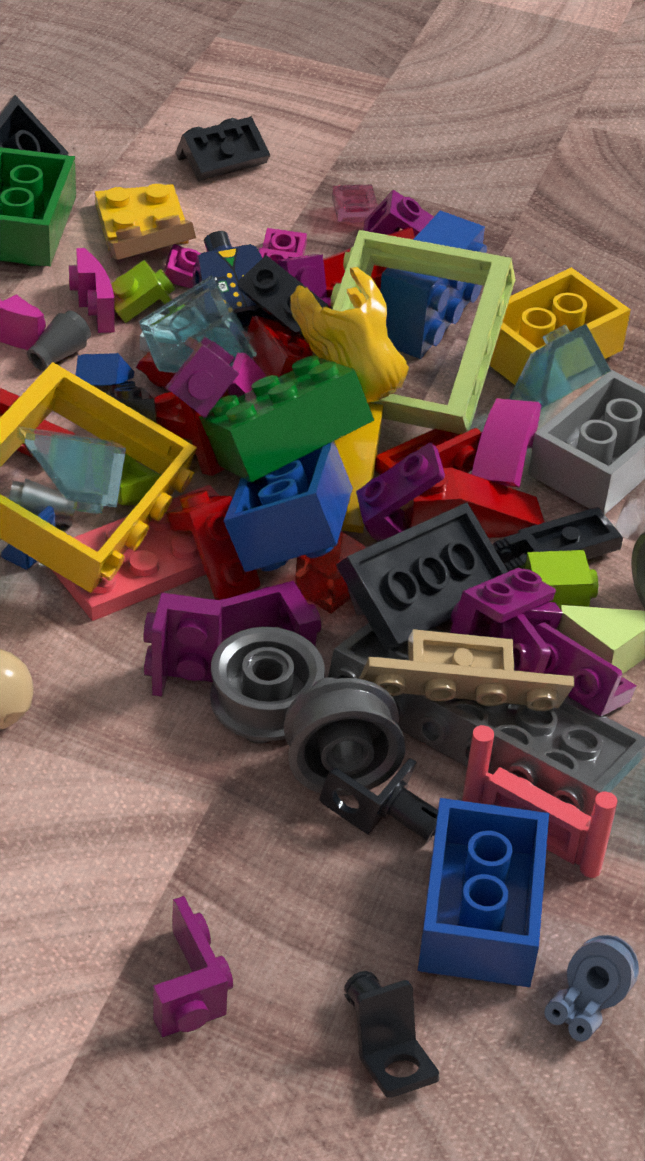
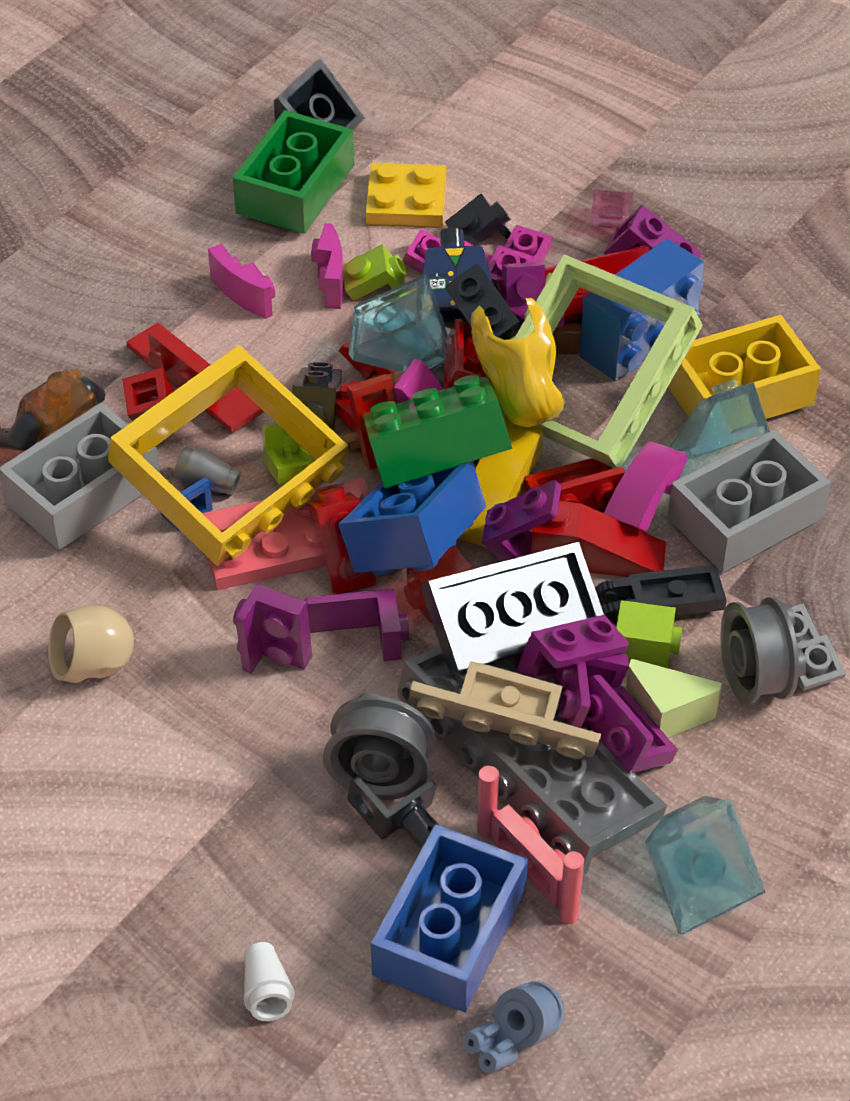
camera: 20 degrees right, 5 degrees up
(60, 339) = (283, 311): dark grey cone -> none
(78, 466) = (220, 448): clear light blue slope -> none
(103, 369) = (307, 350): blue slope -> none
(133, 241) = (386, 222): medium nougat plate -> none
(198, 996) = (171, 956): magenta bracket -> none
(203, 375) = (371, 376): magenta bracket -> none
(223, 148) = (507, 134): black bracket -> none
(238, 224) = (480, 220): none -> black bracket
(258, 679) = (331, 670): flat silver wheel -> none
(312, 1003) = (266, 983): none -> white cone
(388, 1033) = (319, 1025): black bracket -> none

